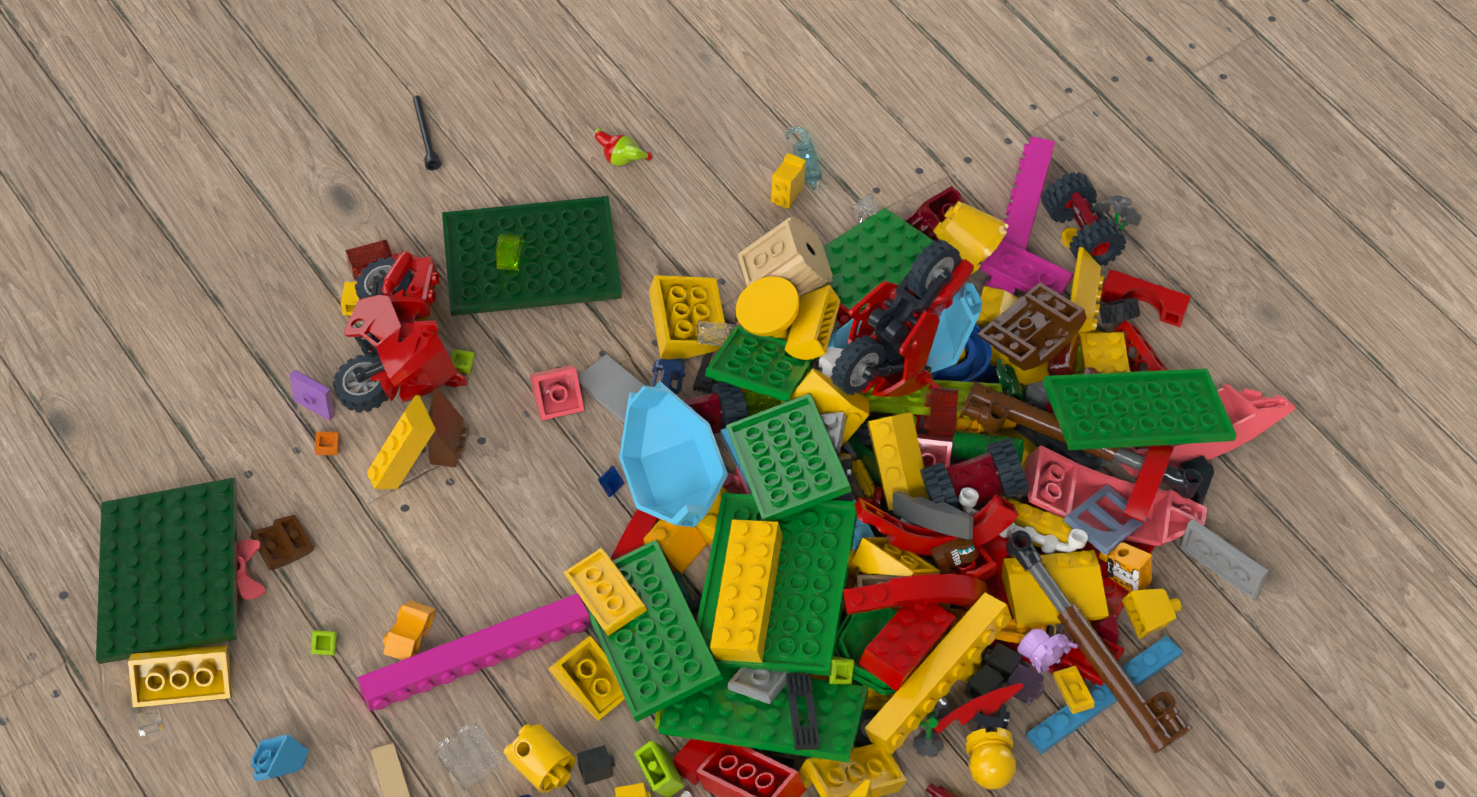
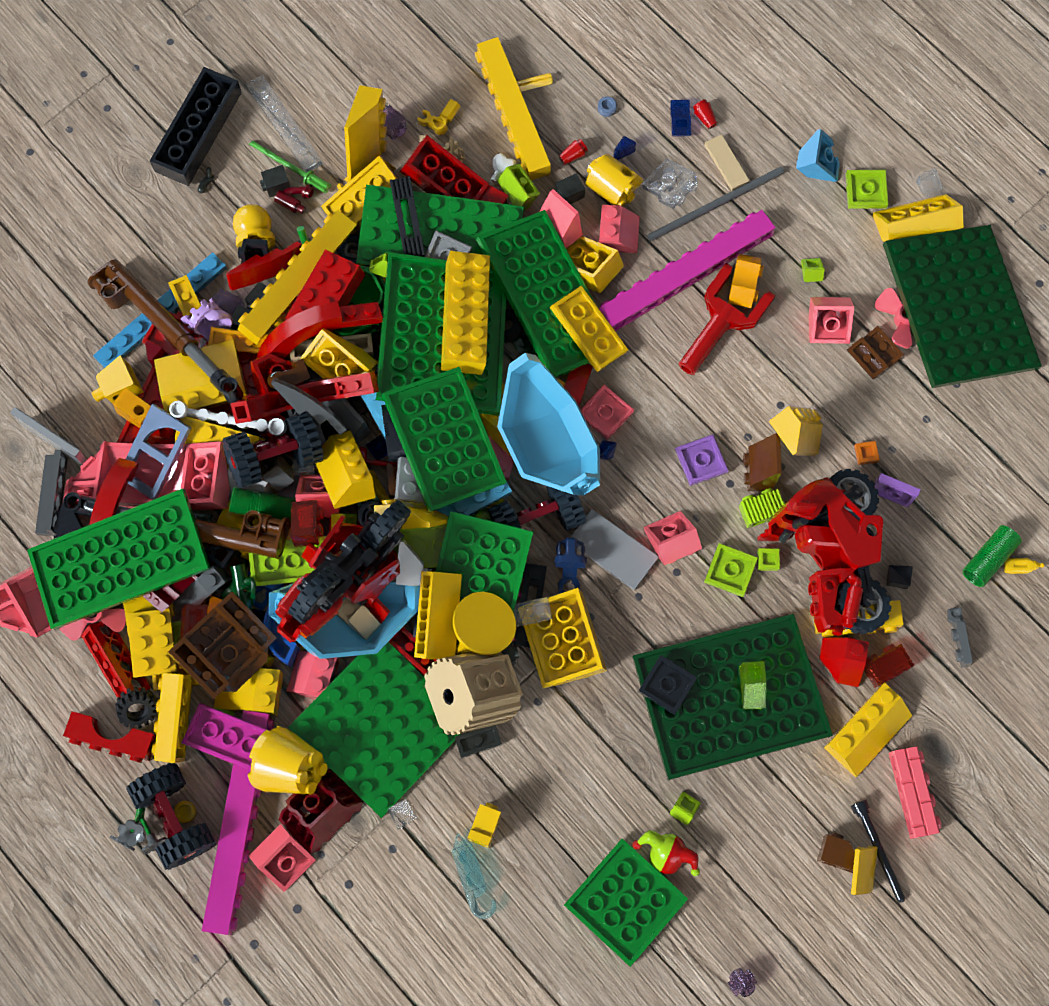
camera: 175 degrees right, 20 degrees up
(202, 326) = (1021, 565): none -> yellow piece
(225, 336) = (995, 553): none -> green piece
(229, 720) = (866, 189): none -> lime plate
(292, 258) = (960, 636): none -> dark grey hinge
(321, 579) = (830, 319): none -> coral slope
(331, 331) = (899, 576): none -> black slope
(378, 164) = (914, 792): none -> coral brick
(408, 216) = (869, 729): none -> yellow slope
(418, 731) = (714, 204): none -> dark grey piece
(446, 108) = (864, 870): none -> yellow slope
(446, 596) = (723, 318): none -> red piece
(463, 401) = (760, 508): none -> lime brick
(464, 129) = (837, 852): none -> reddish brown slope
(503, 357) = (730, 570): none -> lime plate
(507, 459) = (701, 460): none -> medium lavender plate
(547, 705) = (619, 228): none -> coral slope
(576, 57) = (742, 982): none -> clear purple gear
(593, 260) = (667, 684): none -> black plate
(595, 183) = (685, 808): none -> lime slope
(600, 522) = (606, 412): none -> coral tile
(615, 718) = (563, 217): none -> coral slope
(667, 123) = (626, 902): none -> green plate
(984, 188) = (282, 858): none -> coral slope
(1221, 506) = (51, 492): none -> dark grey fence

